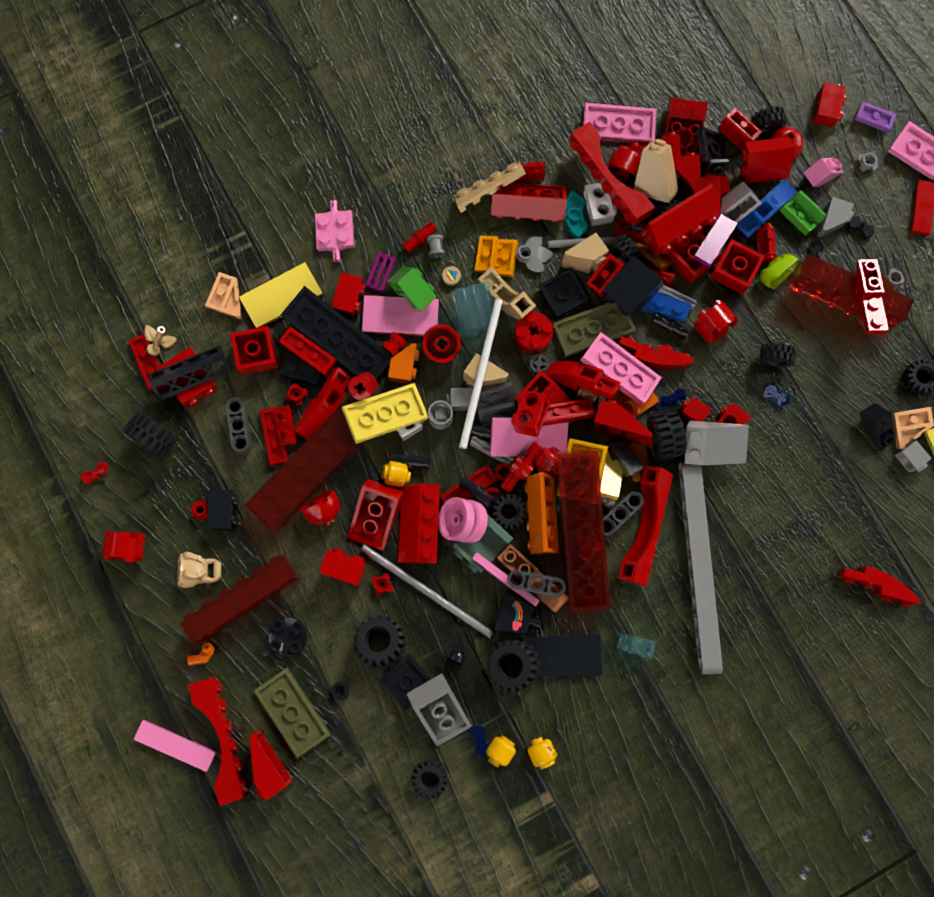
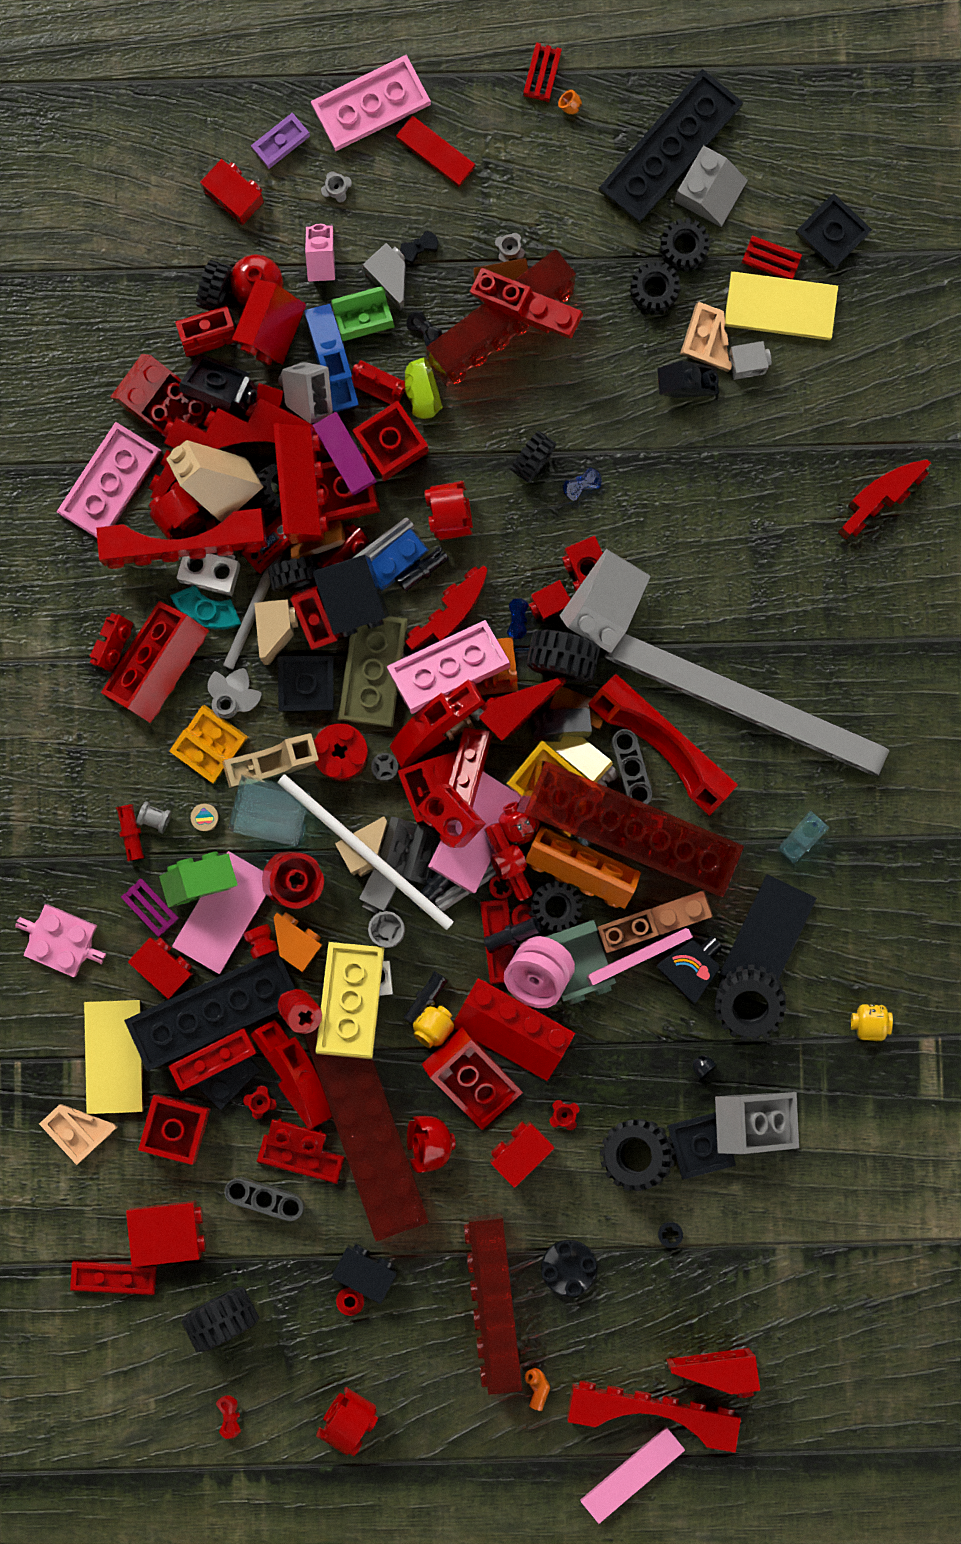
camera: 60 degrees left, 5 degrees up
(157, 339) = (92, 1244): tan plant -> none
(185, 367) = (157, 1229): black fence -> none
(194, 570) = (425, 1347): tan piece -> none
(292, 712) = (666, 1308): olive tile -> none
(420, 788) = (849, 1183): black tyre -> none
(427, 591) = (601, 1063): light grey piece -> none
(478, 733) = (808, 1088): clear blue piece -> none
(488, 186) = (111, 705): tan wing -> none
(501, 751) = (844, 1072): yellow head -> none
(543, 589) = (678, 916): dark grey beam -> none

